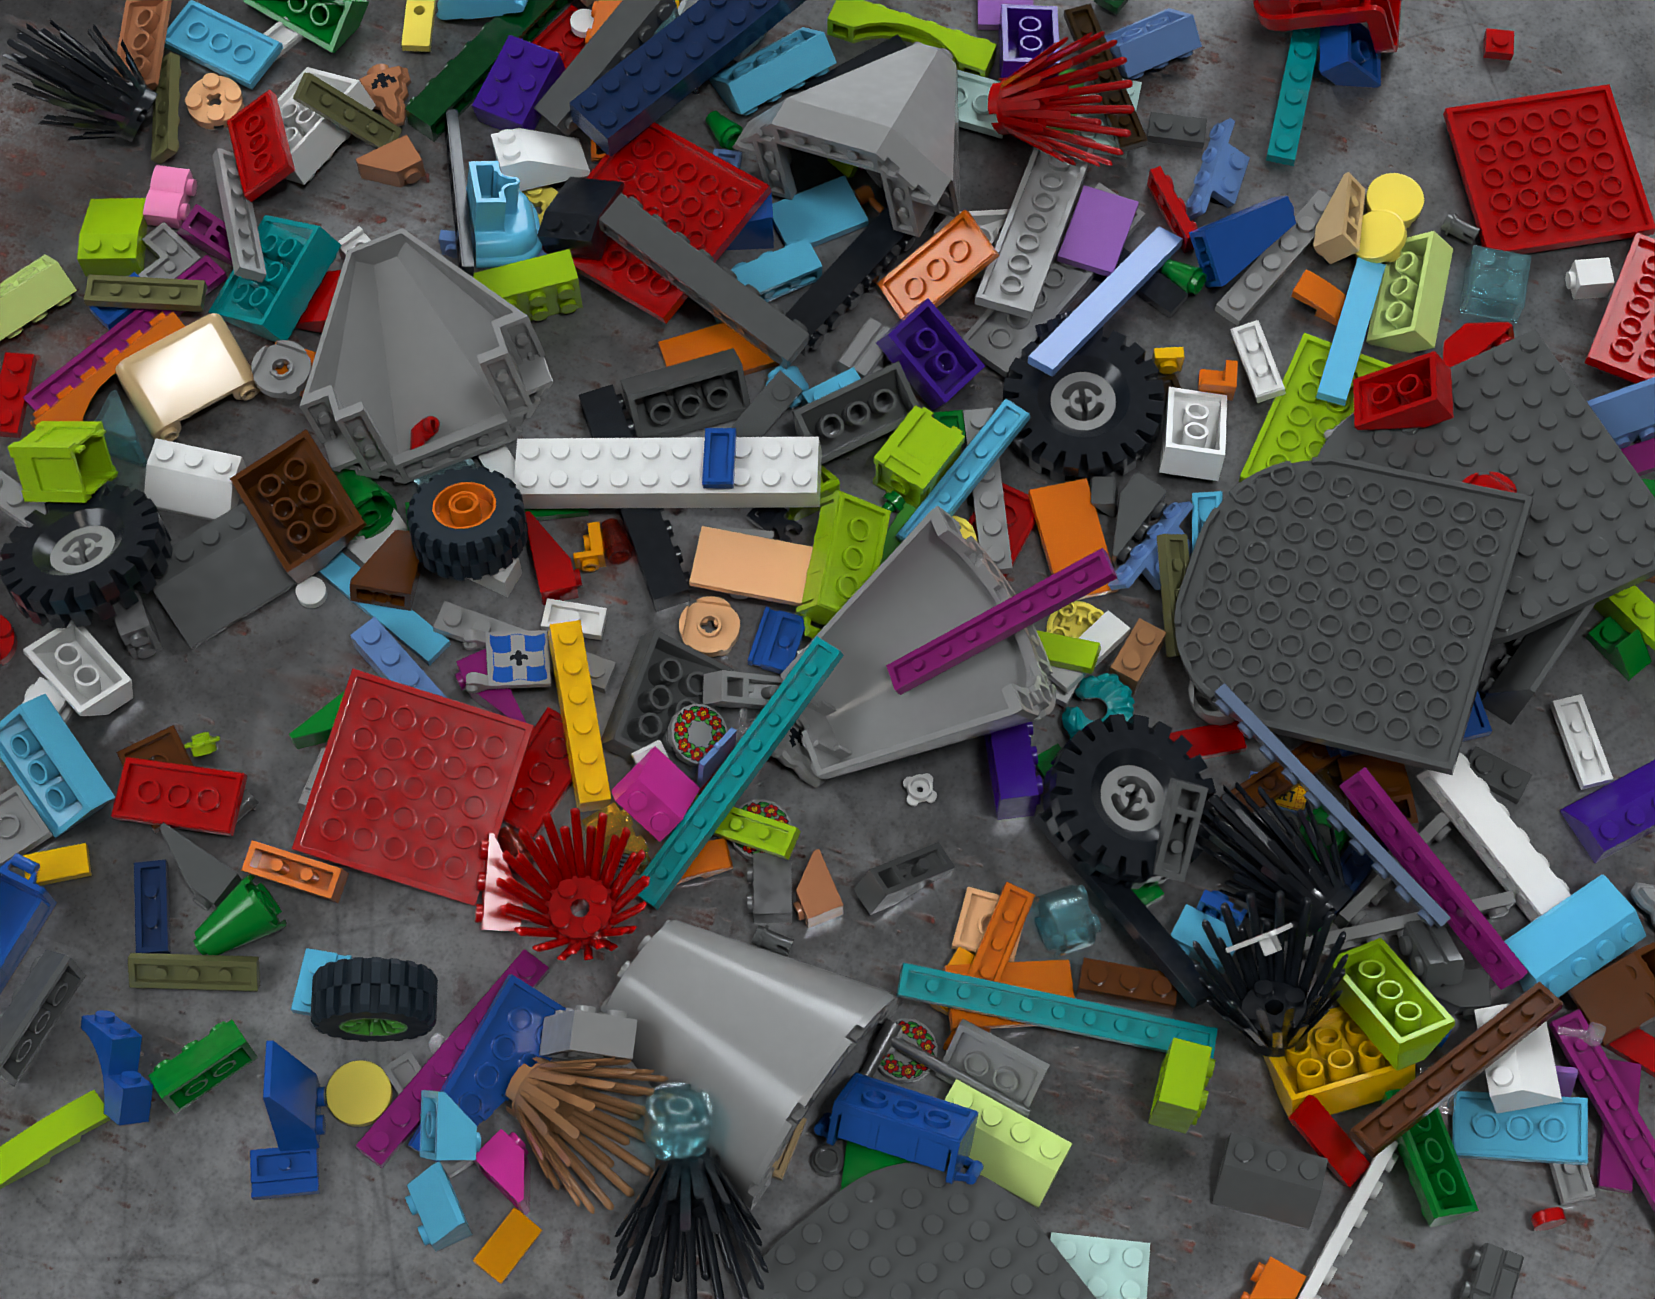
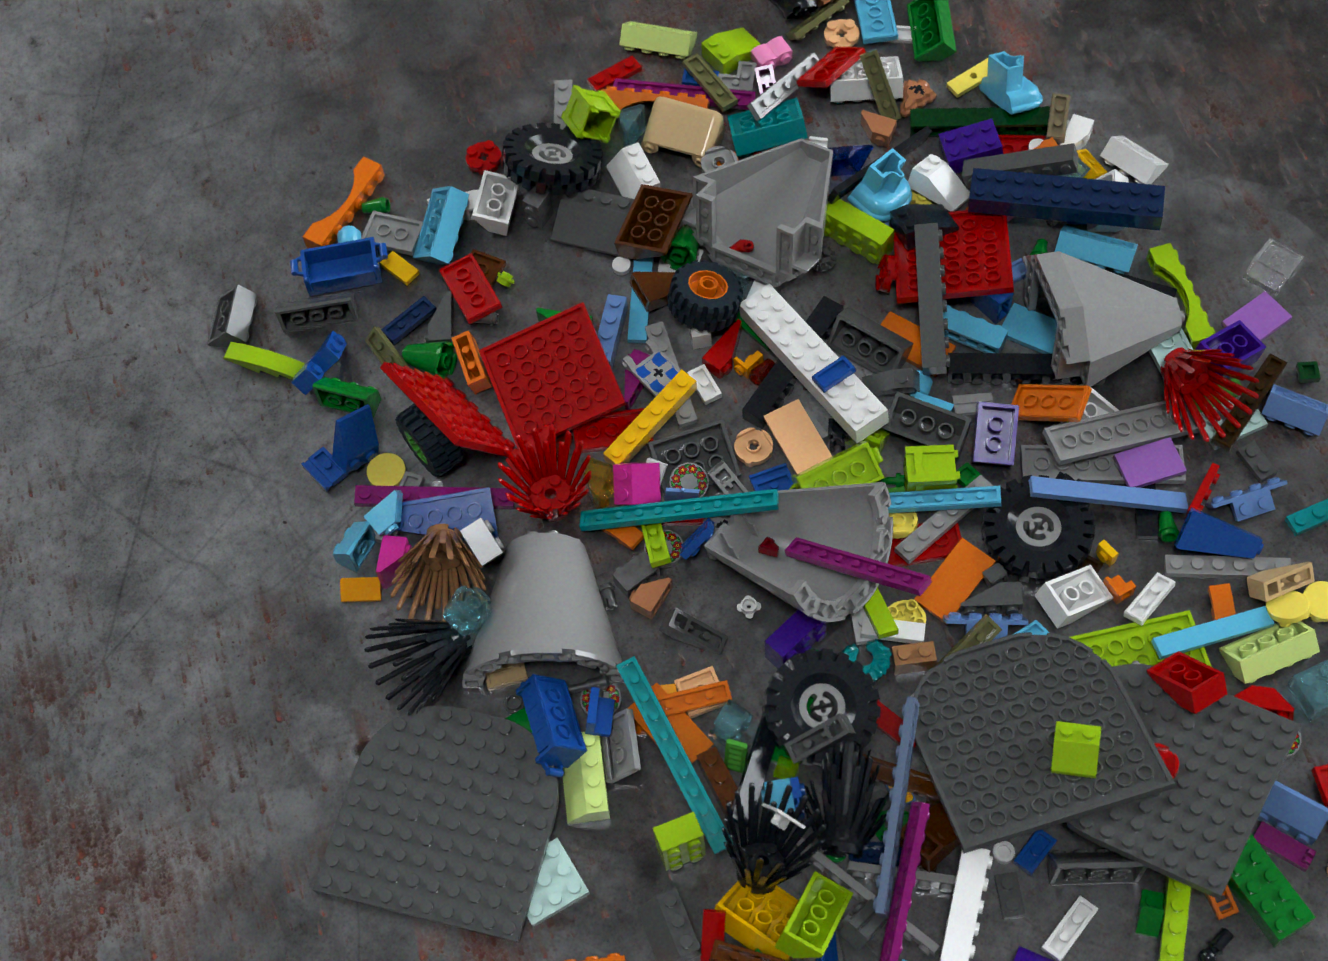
camera: 60 degrees right, 5 degrees down
(368, 942) = (448, 409): none -> red plate
(415, 216) = (849, 159): none -> clear blue slope
(609, 305) = (887, 273): none -> red plate
(793, 778) = (700, 535): none -> blue plate
(870, 706) = (769, 547): none -> dark red tile
(938, 1063) = (599, 714): none -> blue panel
(1110, 942) = (736, 755): none -> bright green slope
(1165, 900) = (785, 768): none -> clear neon green tile
(1418, 564) = (1076, 749): none -> lime slope

